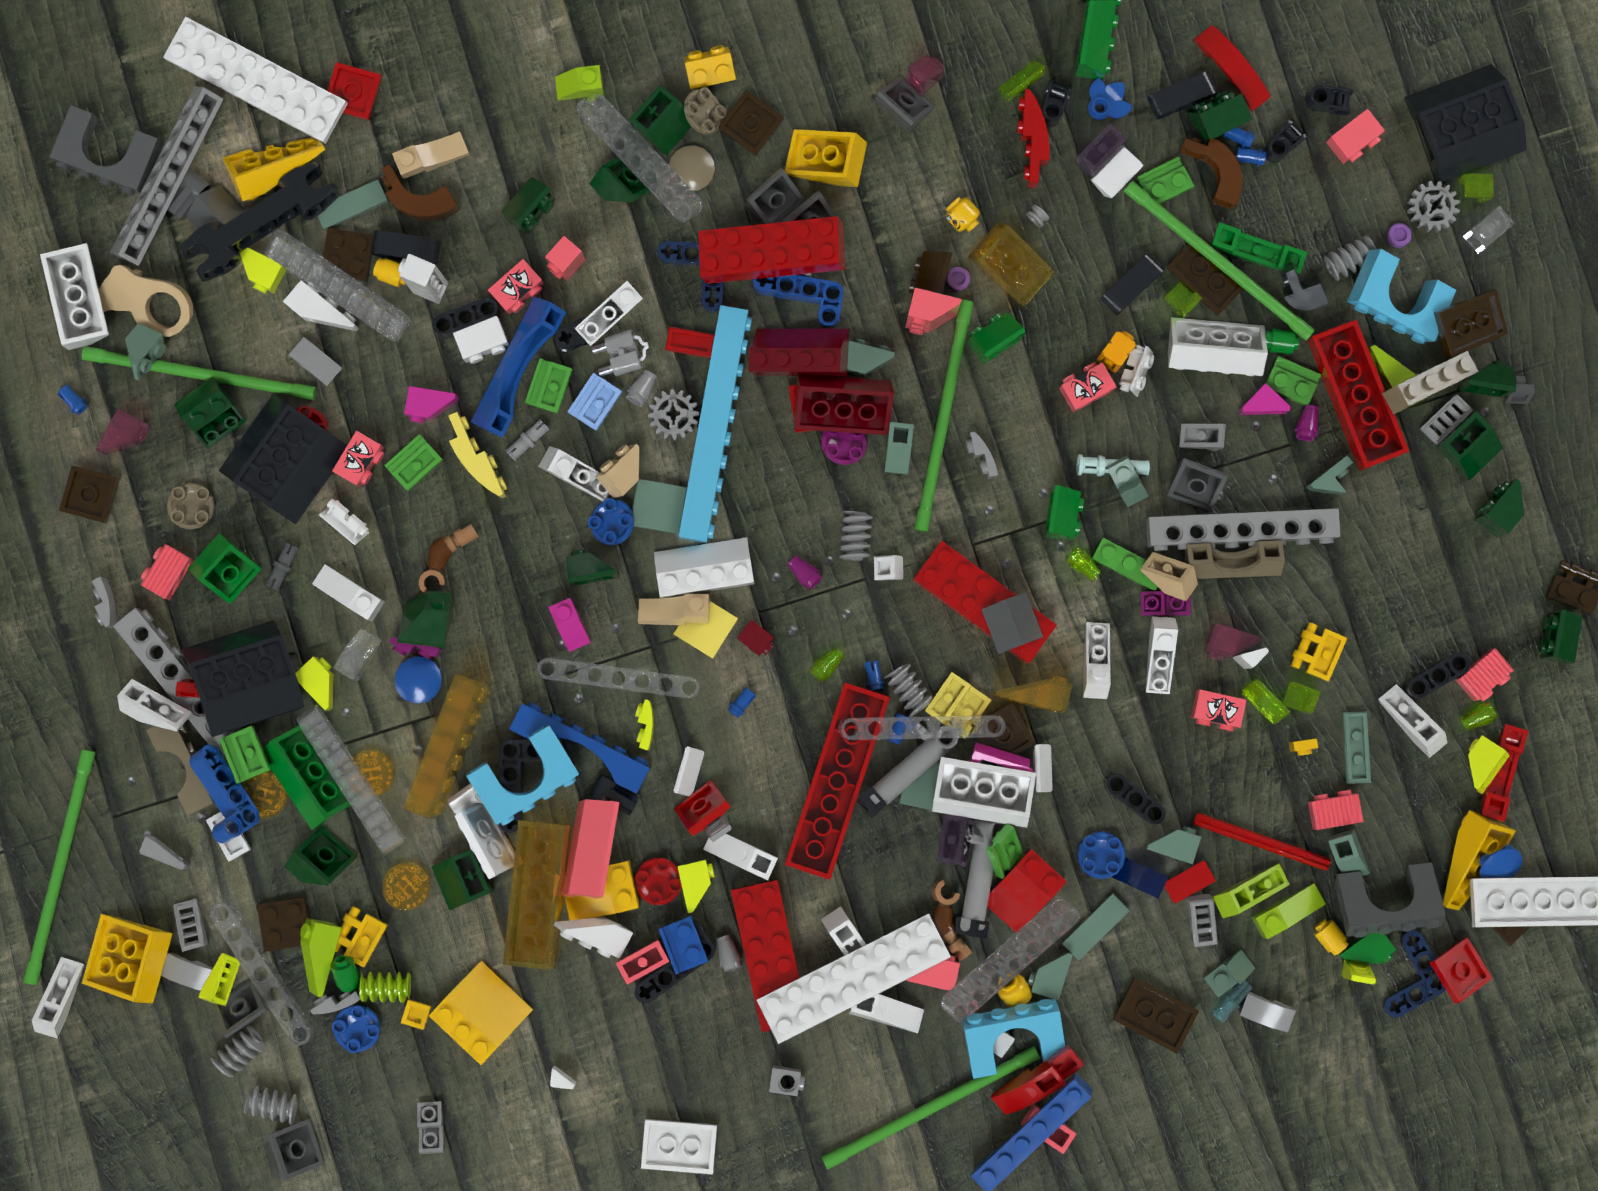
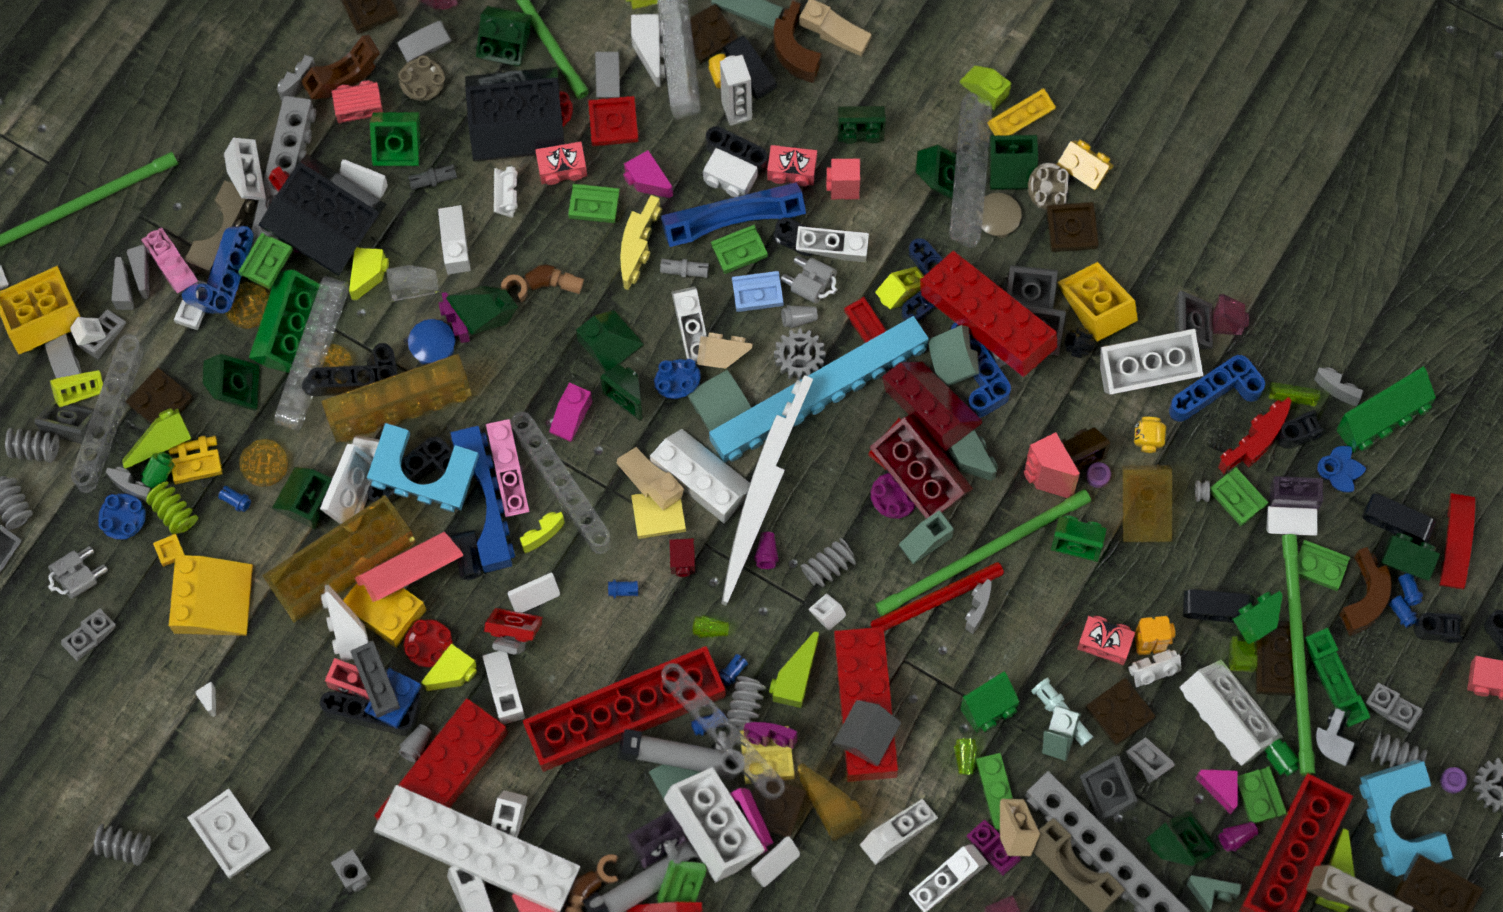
camera: 50 degrees right, 15 degrees down
(132, 562) = (346, 71): none -> reddish brown arch
(160, 477) = (424, 41): none -> light grey slope
(165, 880) = (121, 288): none -> light grey slope
(177, 826) = (169, 260): none -> bright pink slope
(180, 936) = (87, 330): none -> white slope
(239, 620) = (364, 178): none -> white slope
(357, 390) = (613, 121): none -> red plate
(372, 1102) = (73, 574): none -> light grey piece
(398, 769) = (321, 380): none -> black beam
(417, 932) = (237, 500): none -> blue pin
(535, 545) = (608, 339): none -> dark green slope
(573, 709) = (507, 468): none -> bright pink slope
(629, 79) = (1022, 114): none -> yellow plate
(661, 948) = (375, 679): none -> dark grey plate
(687, 292) = (900, 287): none -> neon yellow slope
(757, 534) = (763, 486): none -> white slope
(778, 304) = (952, 355): none -> sand green slope
(847, 201) = (1079, 342): none -> black gear
(912, 165) = (1150, 361): none -> white slope
(919, 636) = (794, 676): none -> lime slope
(943, 698) = (762, 732): none -> magenta slope
(948, 480) = (938, 597): none -> red axle
(968, 139) = (1213, 391): none -> blue beam
(1039, 46) = (1330, 382): none -> light grey slope
(1064, 193) = (1238, 496): none -> bright green plate
(1146, 424) = (1120, 712): none -> dark brown plate
(1172, 263) = (1261, 618): none -> green slope
(1279, 466) = (1182, 841): none -> dark green slope
(1312, 228) = (1393, 708): none -> light grey slope

